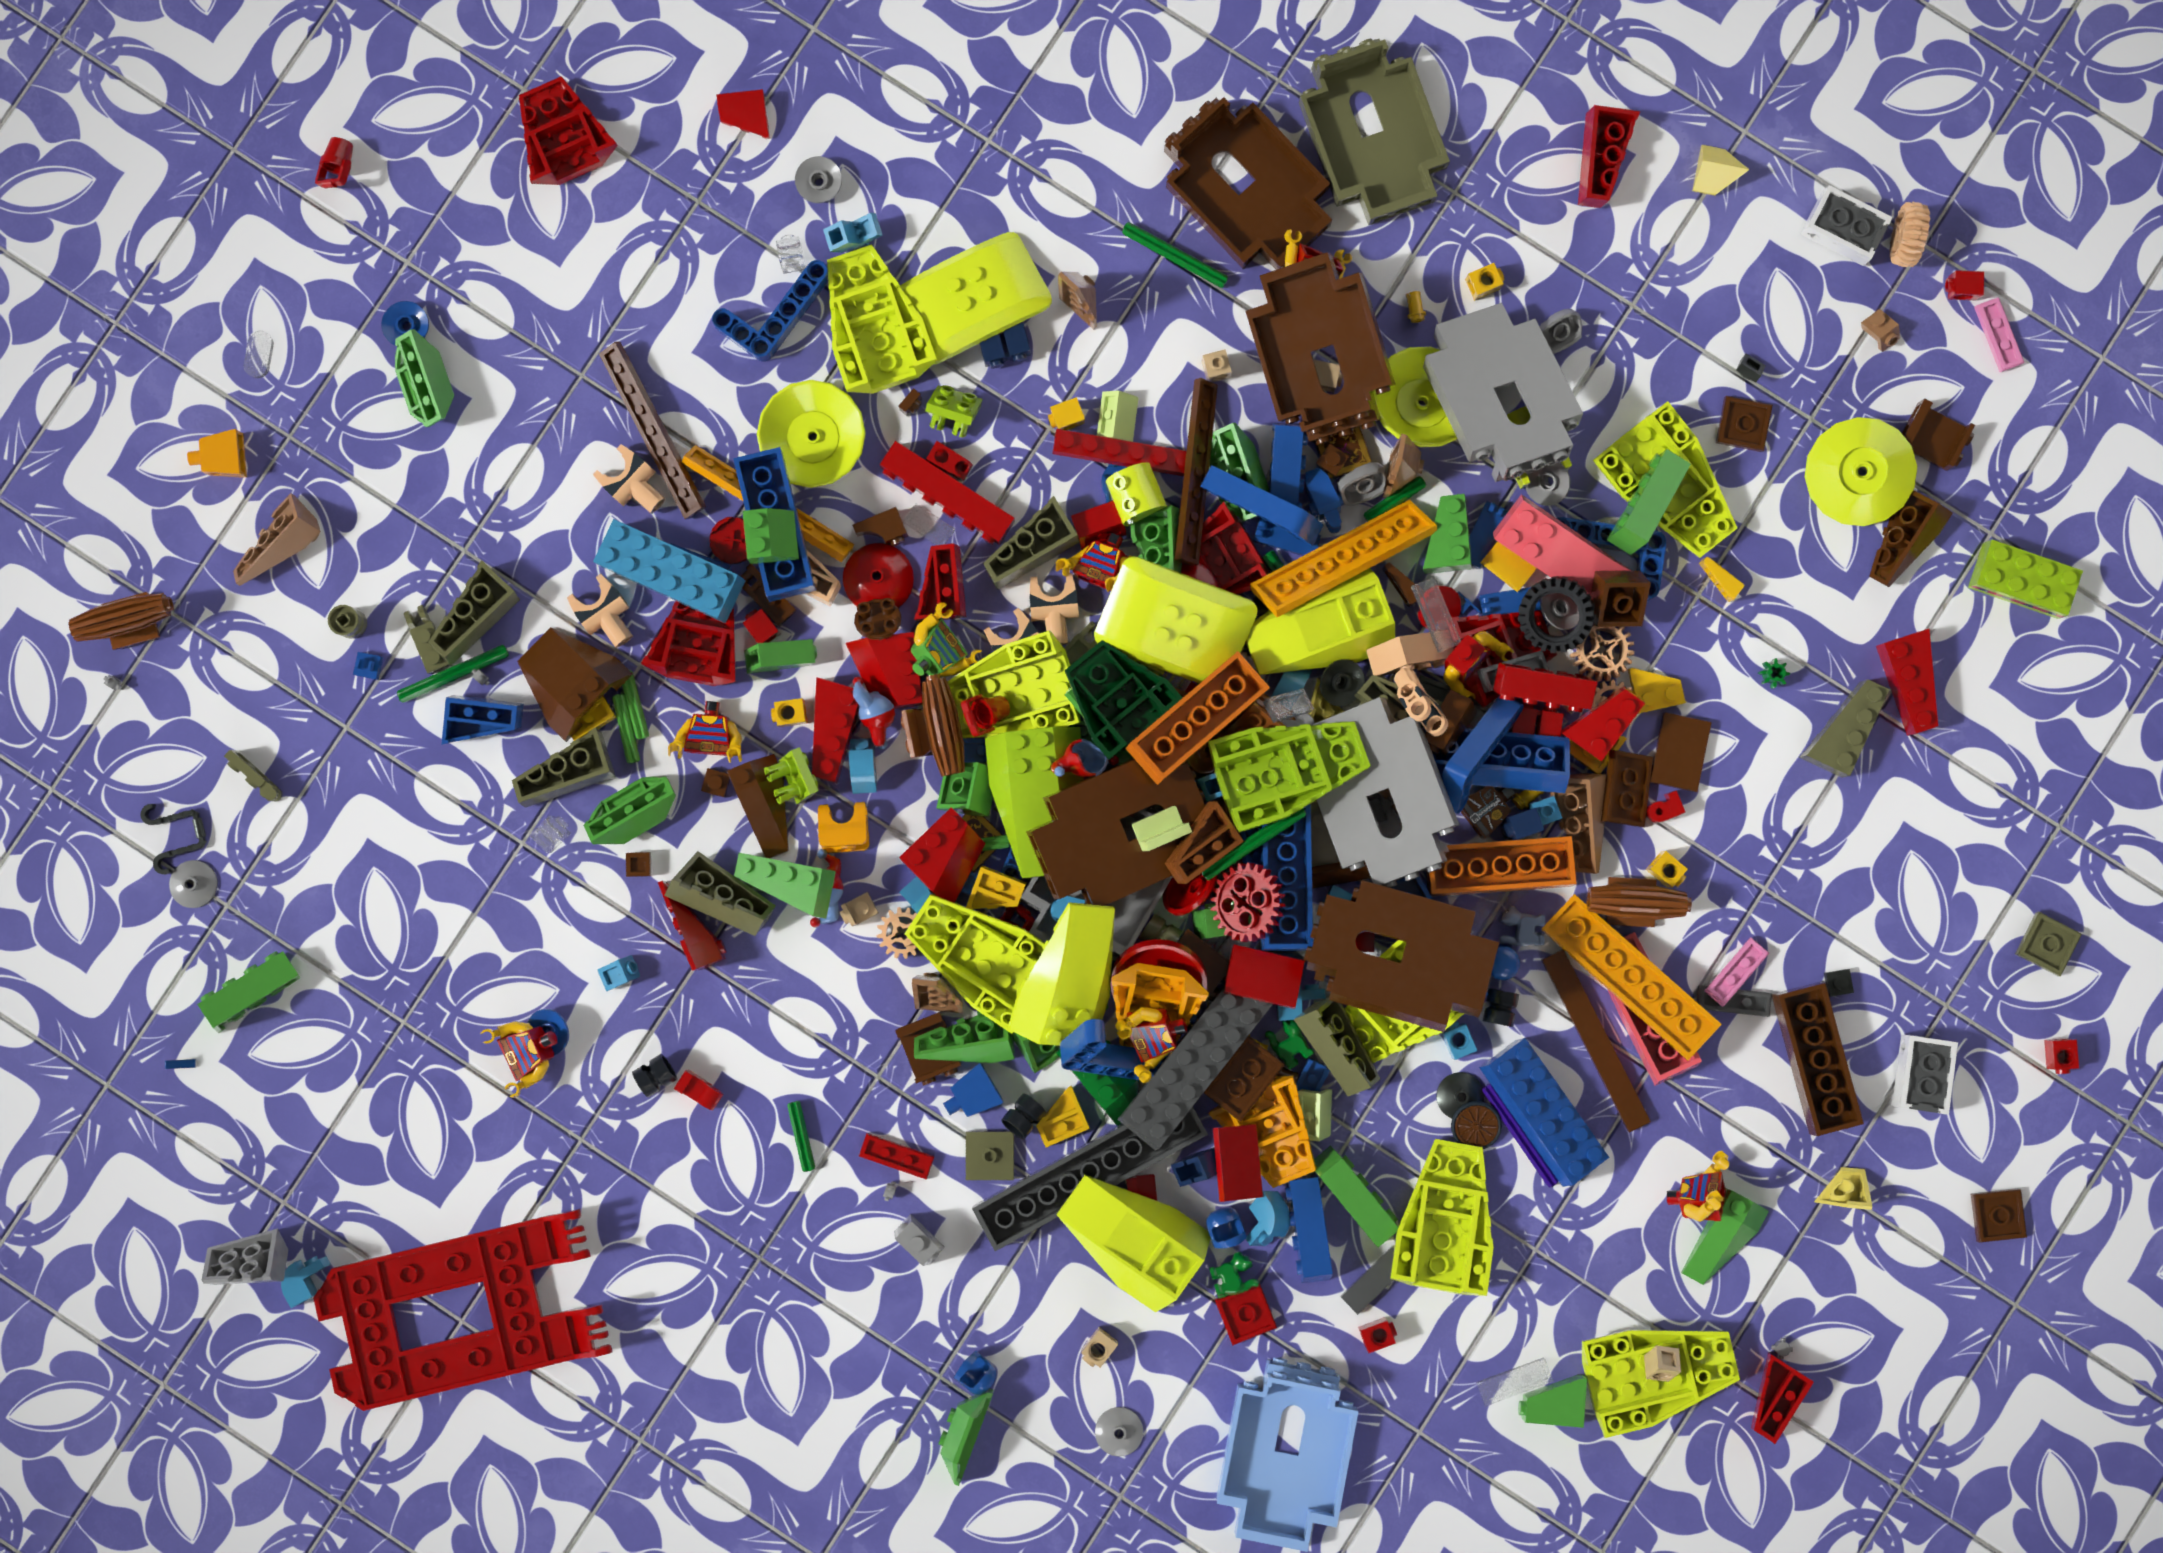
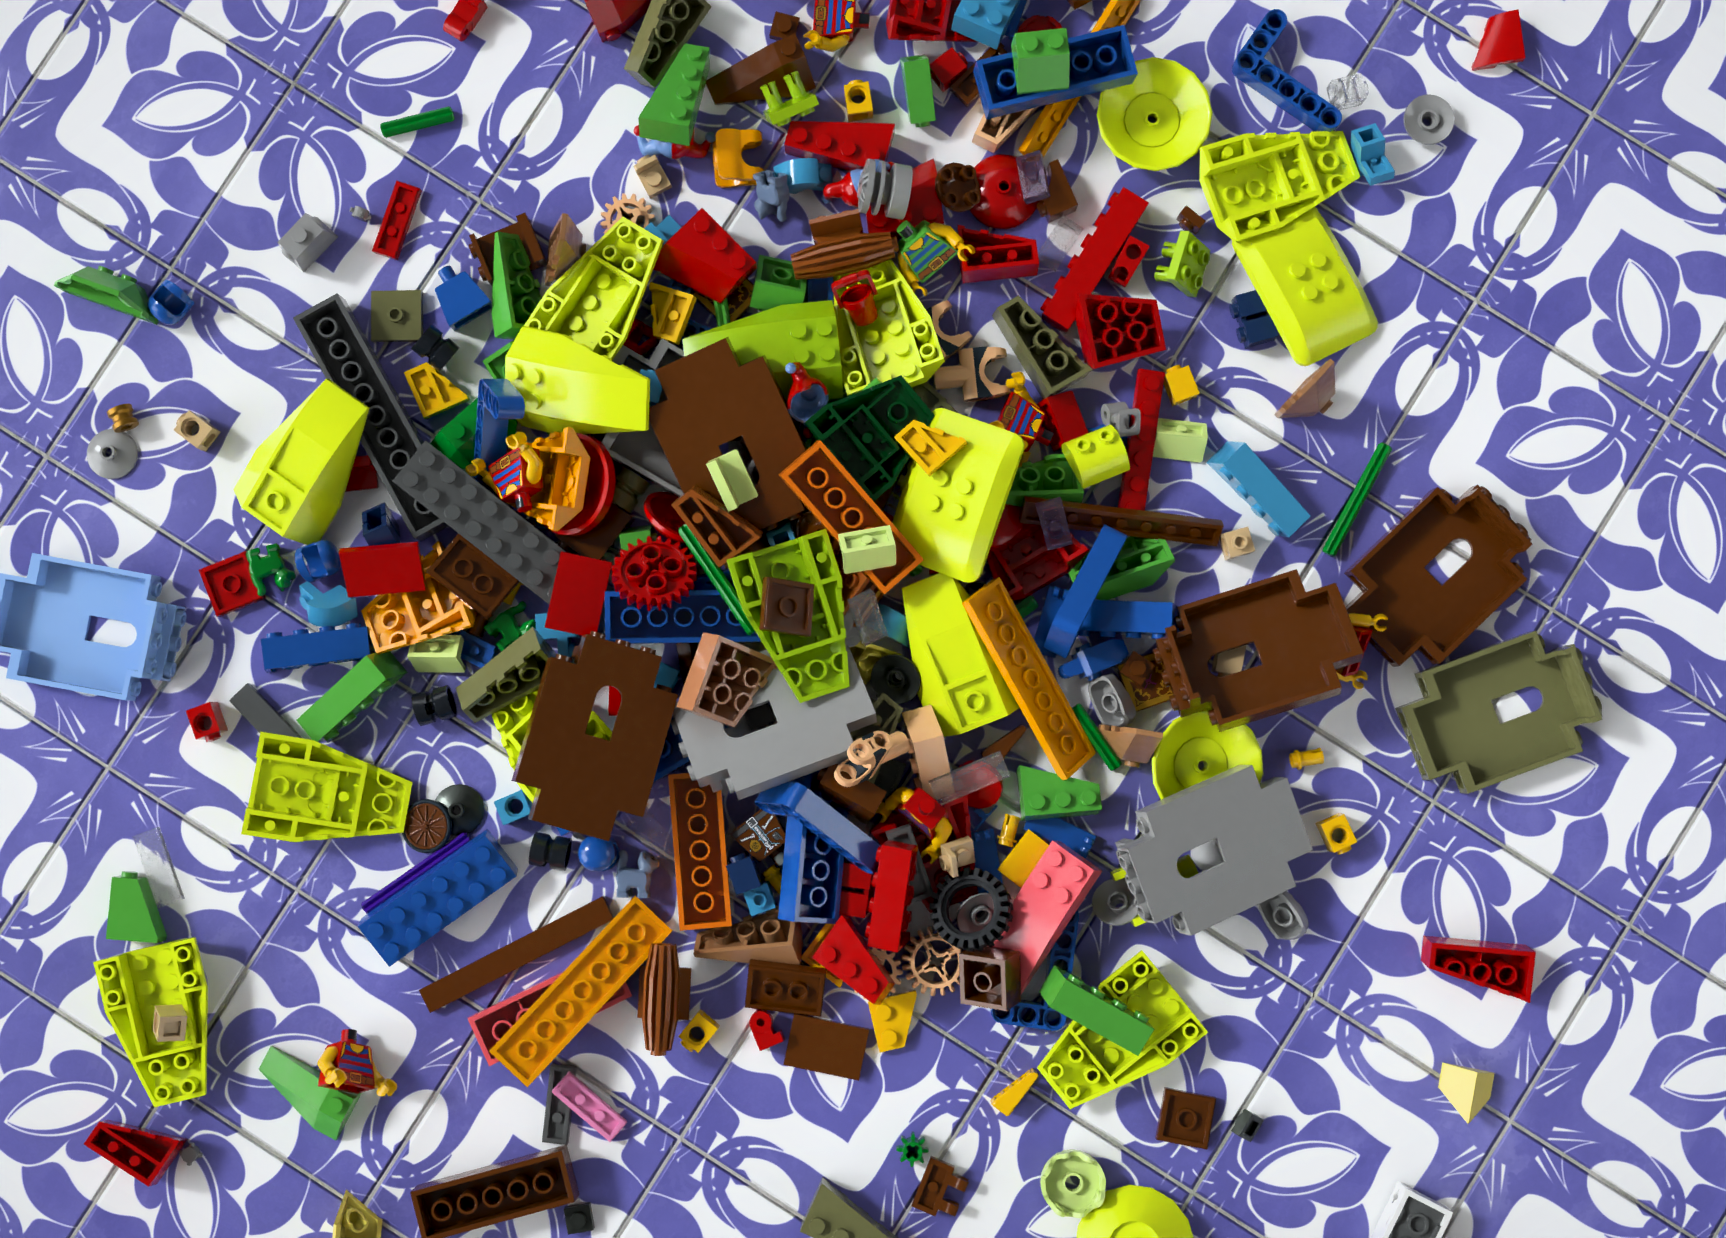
camera: 90 degrees right, 0 degrees up
(869, 548) = (1033, 177): none -> clear purple plate
(880, 794) = (771, 192): none -> sand blue animal
(885, 684) = (889, 189): none -> light grey wheel
(1017, 471) = (1117, 328): none -> red wedge
(1086, 1419) = (122, 418): none -> pearl gold wheel
(1095, 472) = (1118, 415): none -> light grey leg
(1132, 644) = (928, 445): none -> yellow wing
(1164, 345) = (1258, 487): none -> dark azure wedge
(1201, 532) = (1054, 523): none -> clear purple plate
(1229, 701) = (867, 549): none -> yellowish green panel
(1282, 777) = (786, 607): none -> reddish brown tile
(1348, 837) = (724, 679): none -> nougat wedge
(1363, 1108) = (442, 701): none -> black wheel
(1481, 581) = (1009, 830): none -> yellow pin
(1506, 628) = (956, 854): none -> tan bracket
(1807, 654) = (933, 1187): none -> reddish brown plate
(1820, 523) = (1077, 1201): none -> yellowish green plate

